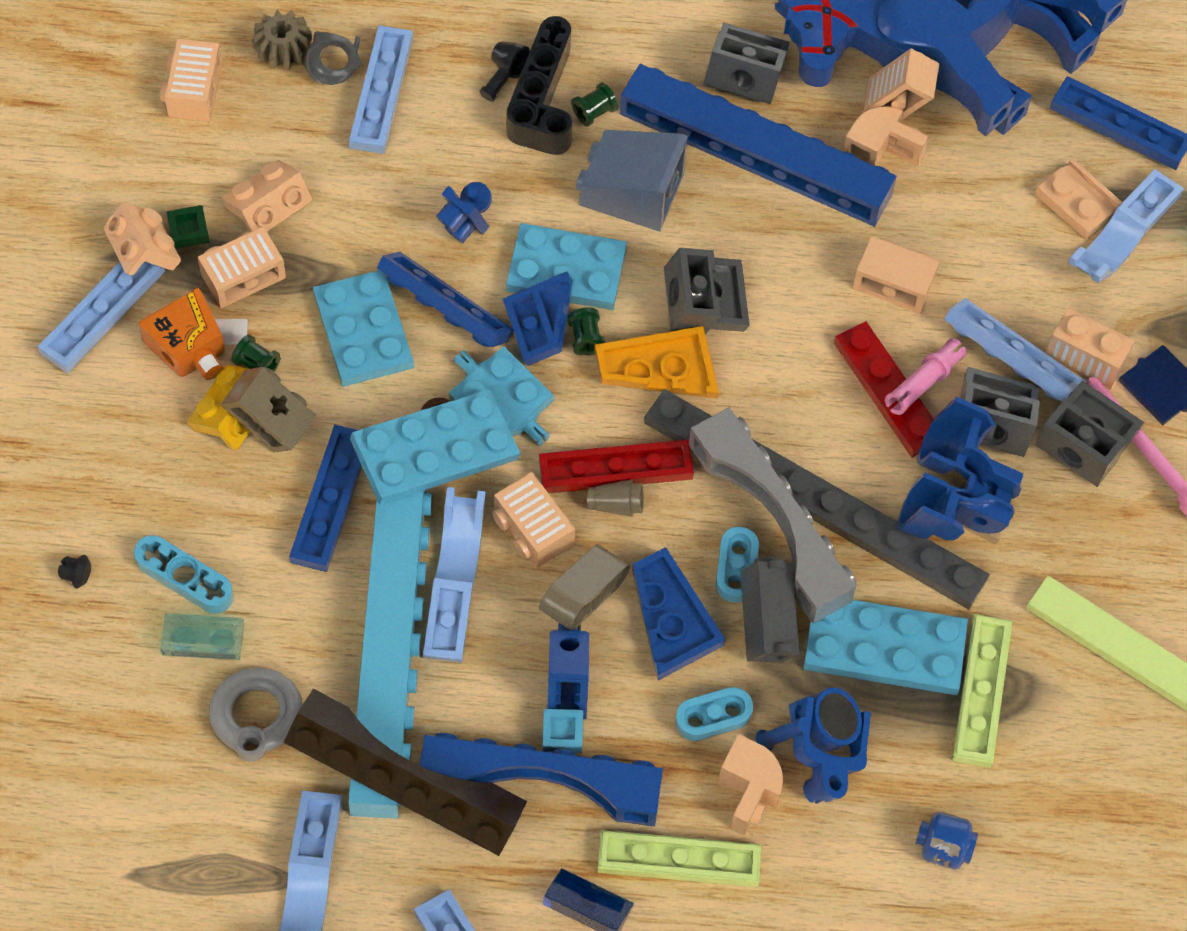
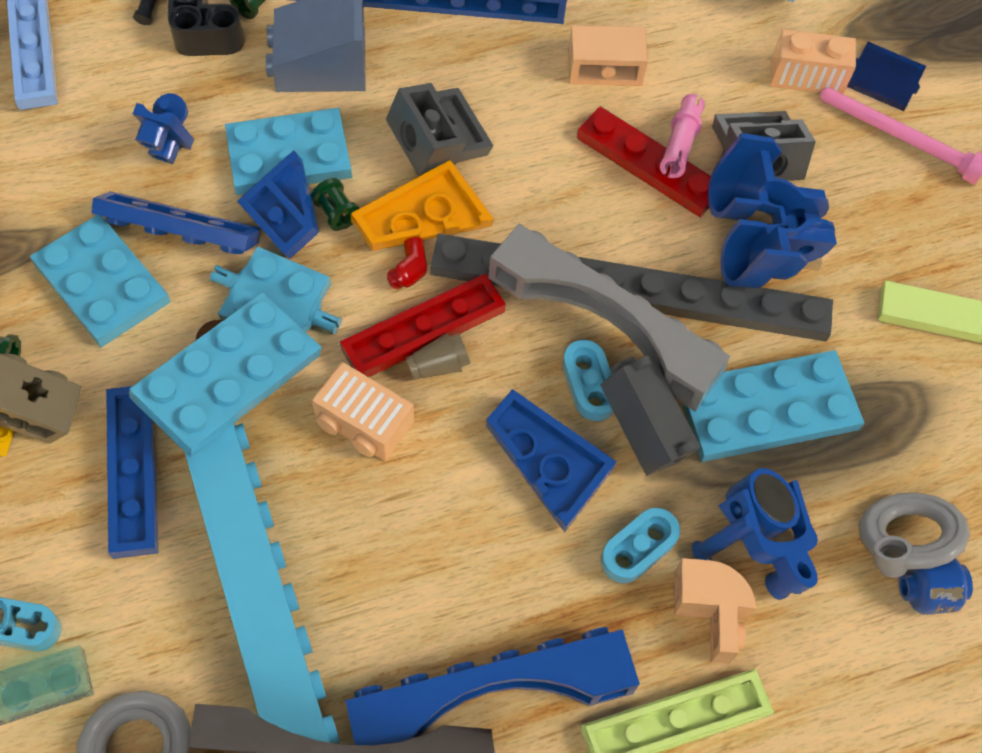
camera: 25 degrees left, 0 degrees up
(454, 577) = (303, 506): light blue piece -> none
(562, 730) = (491, 629): medium azure plate -> none
(568, 664) = (472, 560): blue torso -> none
(584, 587) = (449, 464): dark tan beam -> none
(630, 411) = (412, 267): none -> red arm
(919, 800) = (895, 554): none -> light grey piece
(982, 691) = (884, 417): yellowish green tile -> none
(1013, 349) = (759, 91): light blue plate -> none
(1088, 433) = (856, 137): dark grey brick -> none

